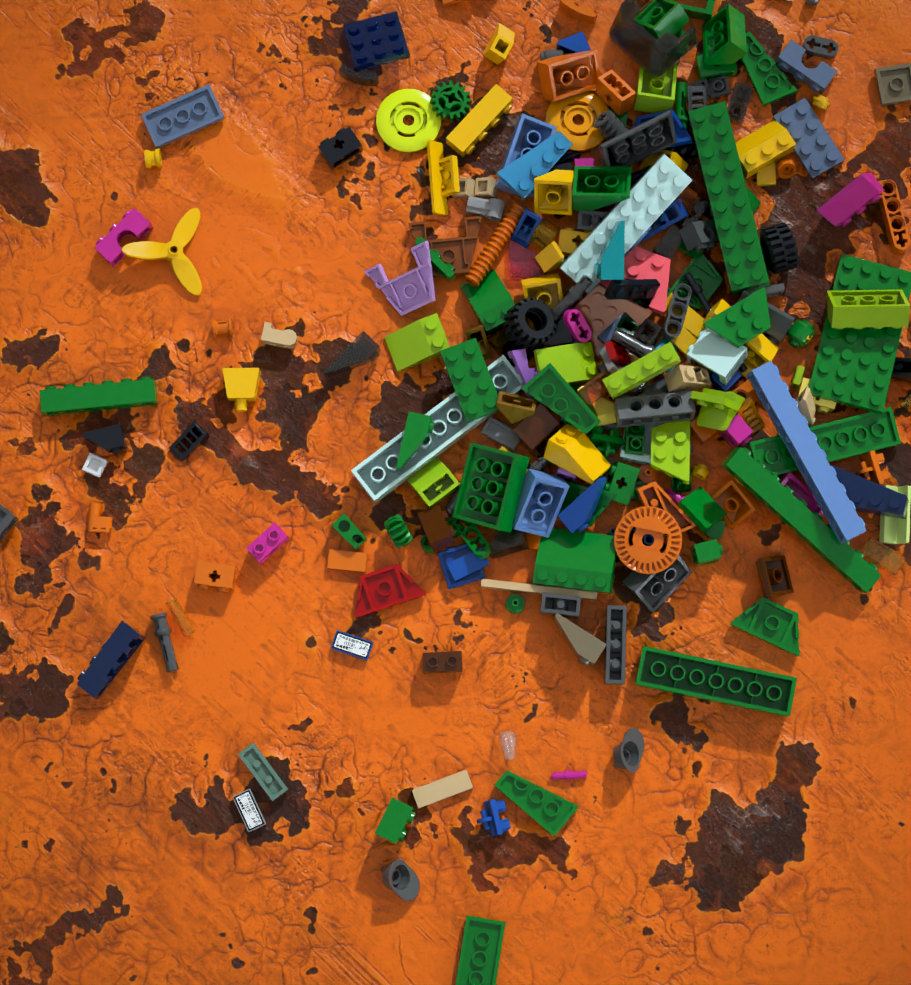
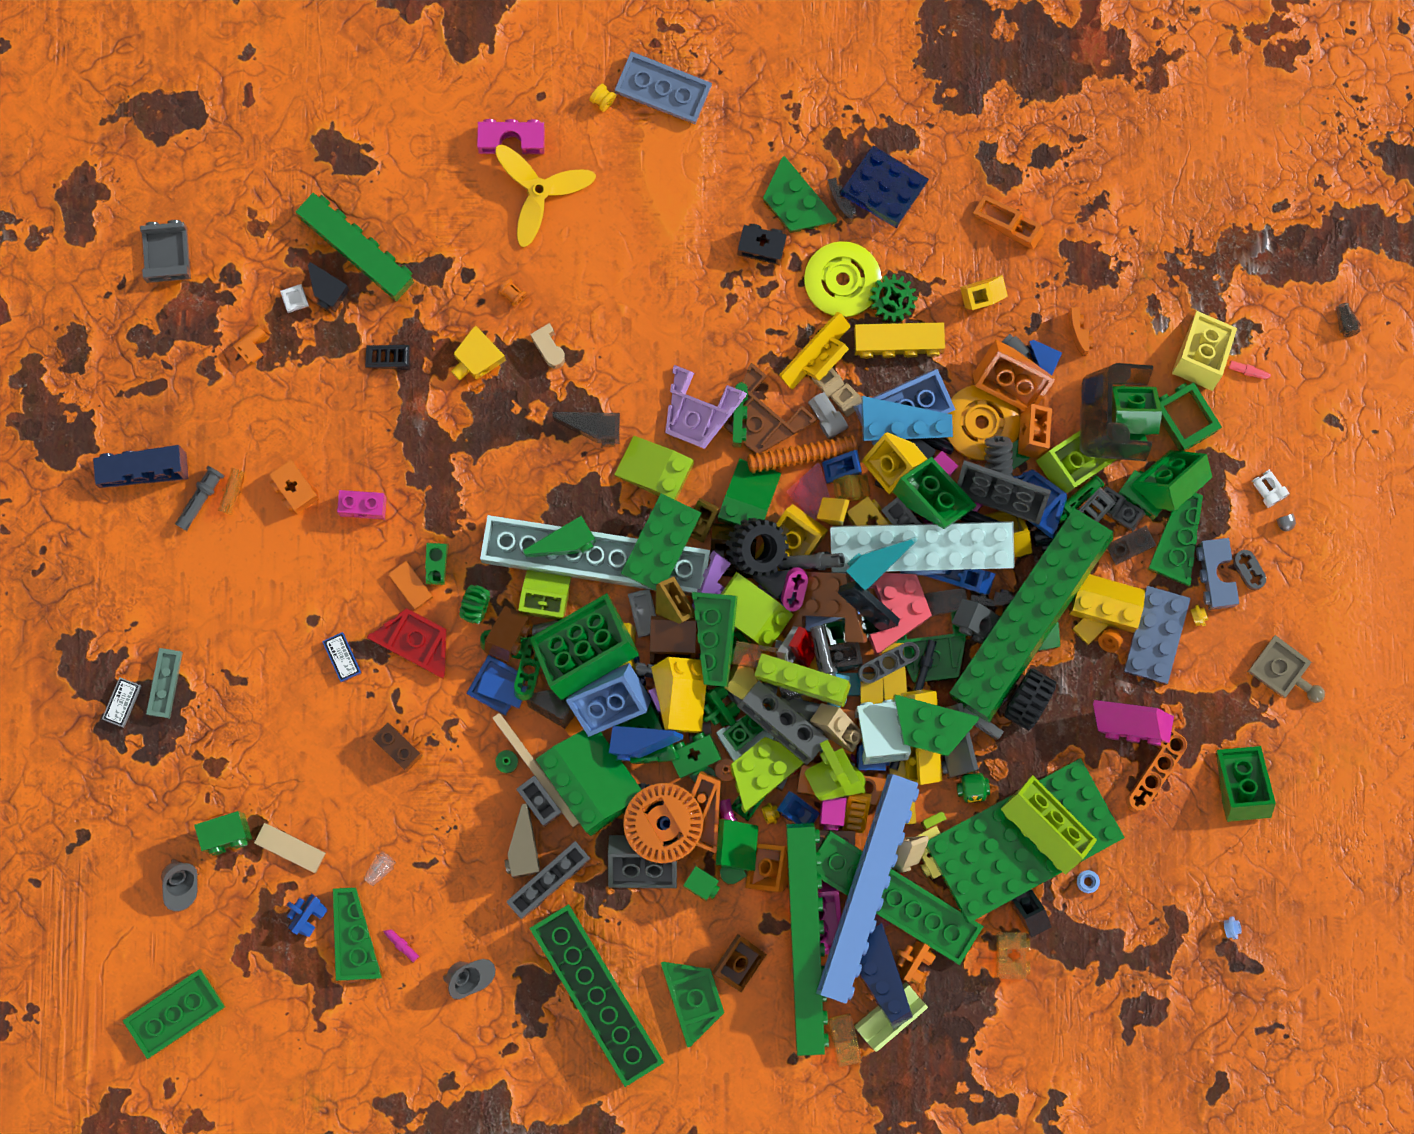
camera: 40 degrees right, 0 degrees up
(331, 103) = (795, 200): none -> green wing
(714, 453) = (797, 810): none -> blue slope

